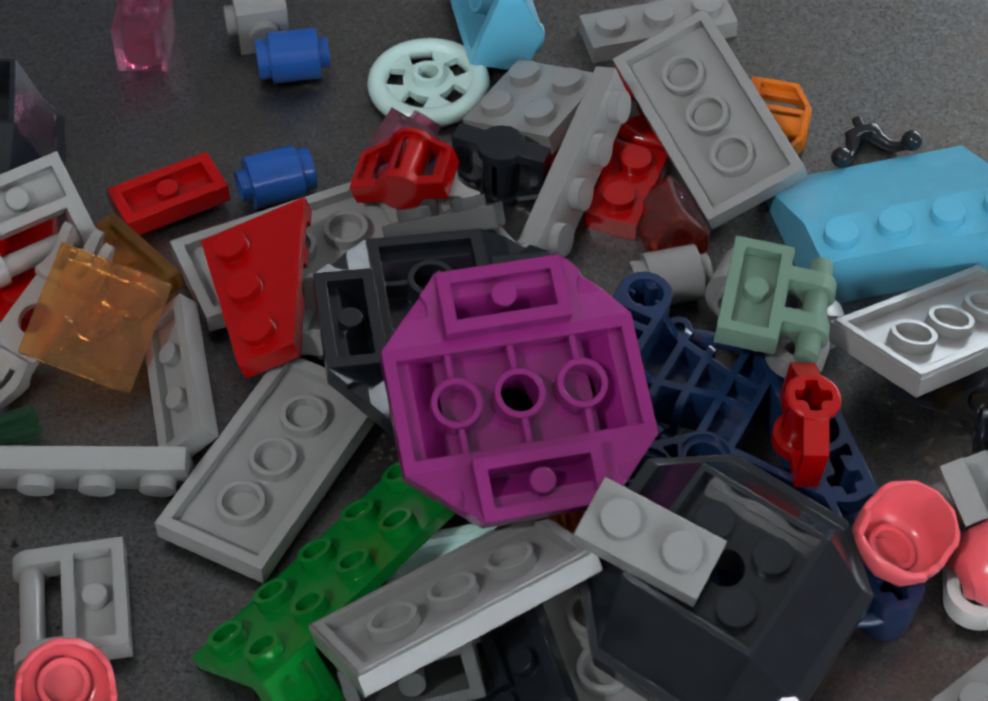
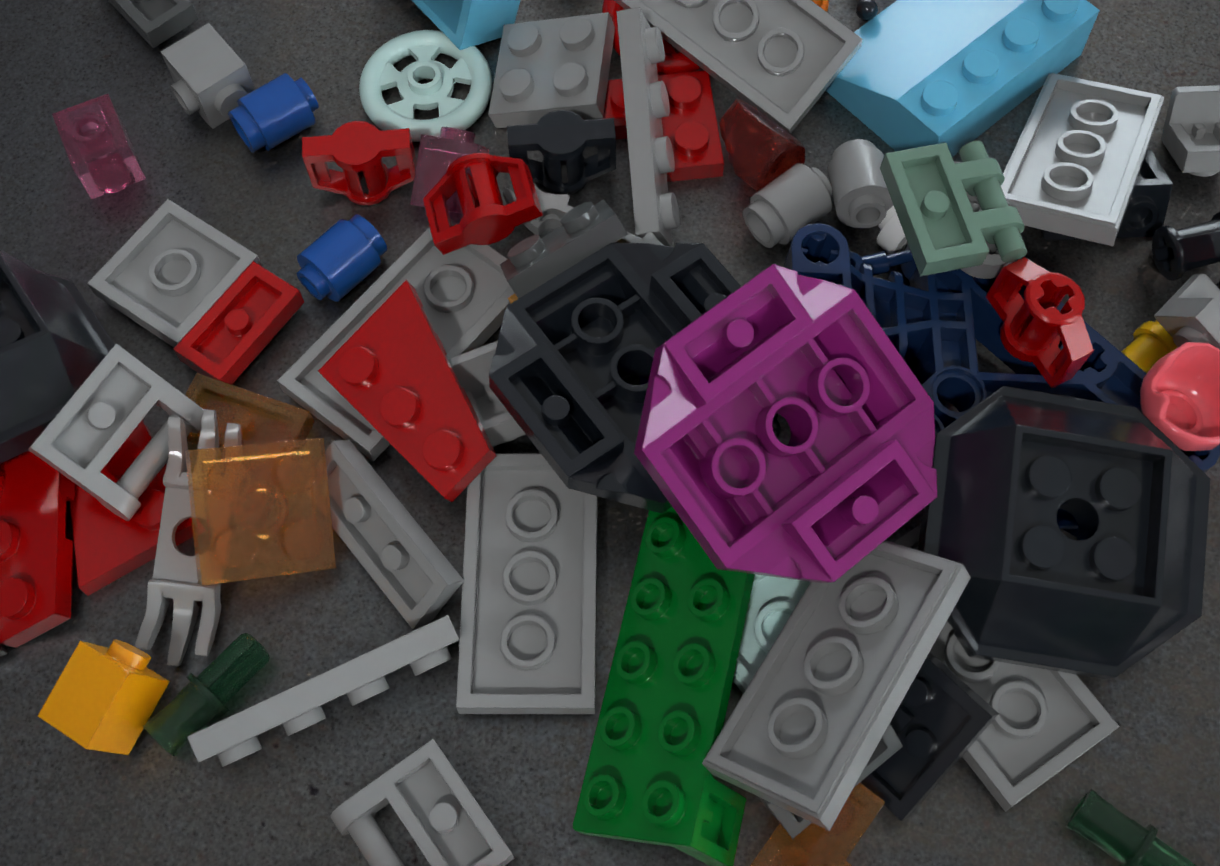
camera: 25 degrees left, 15 degrees up
(140, 136) = (171, 272): none -> light grey plate
(334, 101) = (360, 149): none -> red piece
(648, 541) = (1016, 535): light grey plate -> none

